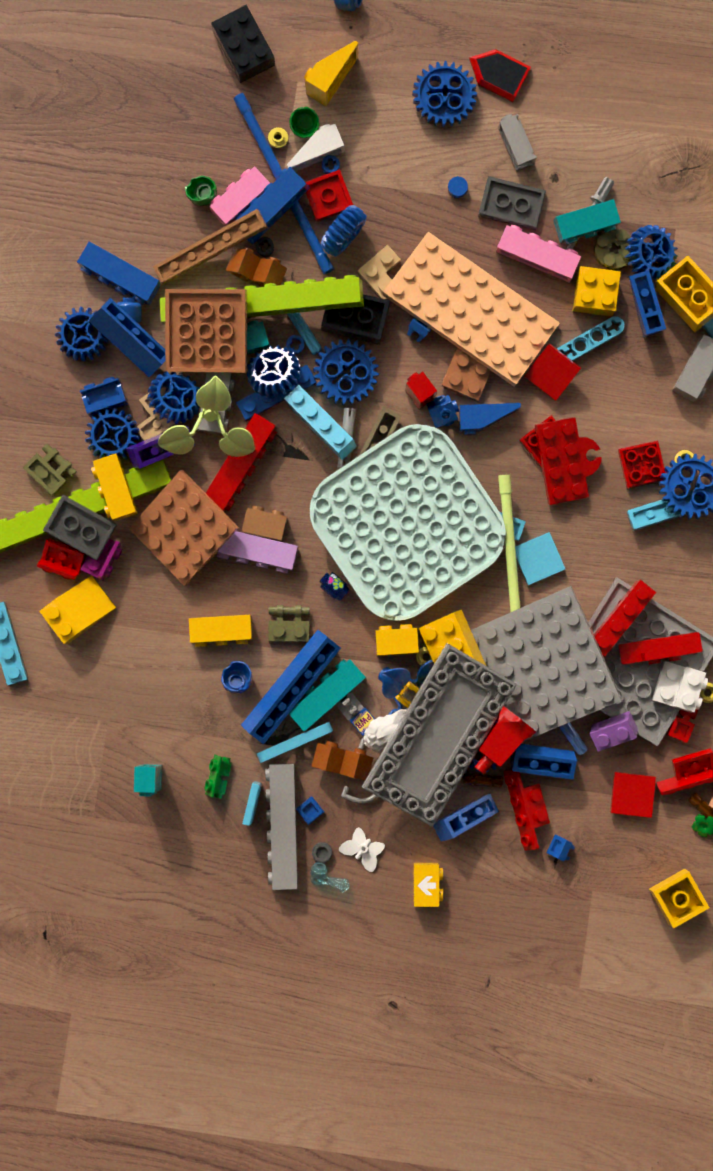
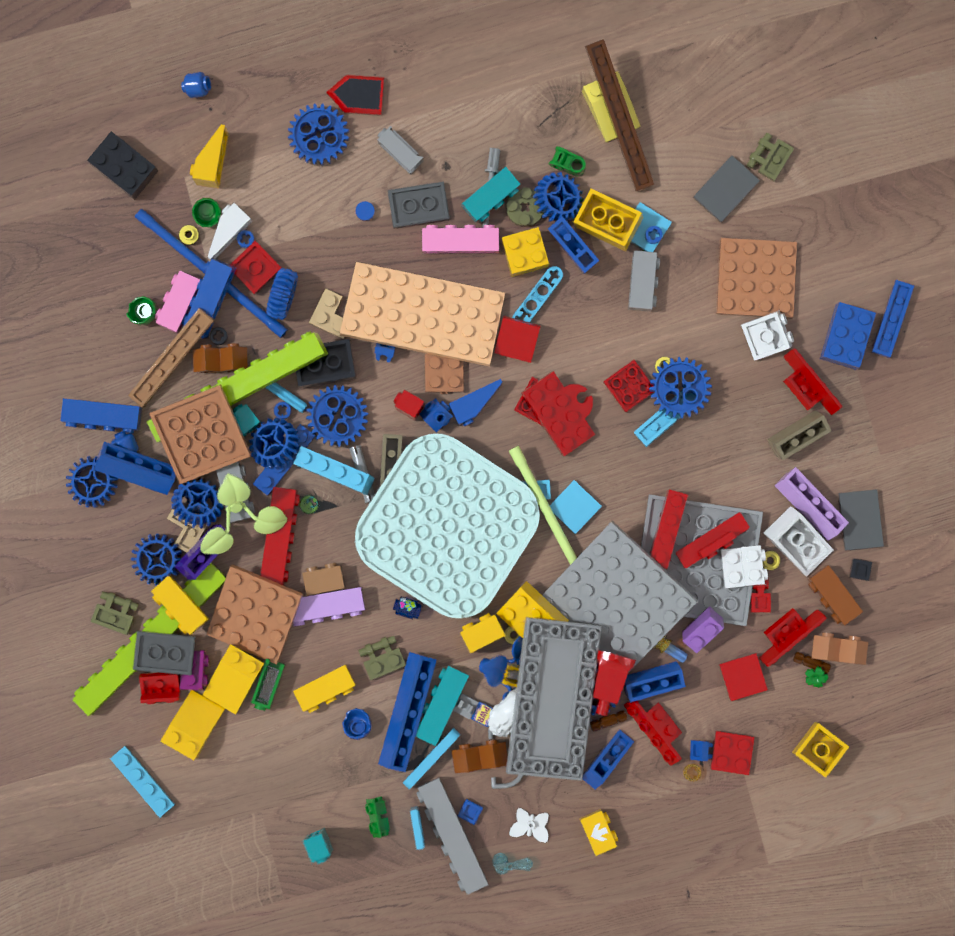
camera: 25 degrees left, 0 degrees up
(103, 396) = (134, 528): blue hinge -> none
(136, 582) = (233, 679): none -> yellow slope
(167, 602) = (267, 685): none -> window
(282, 445) = (309, 504): none -> clear green tile
(322, 852) = (496, 843): dark grey tile -> none
(536, 868) = (687, 776): none -> clear yellow bush
(568, 728) = (663, 644): none -> clear yellow bush
(590, 864) = (732, 753): none -> red plate
(672, 219) = (566, 161): none -> green piece

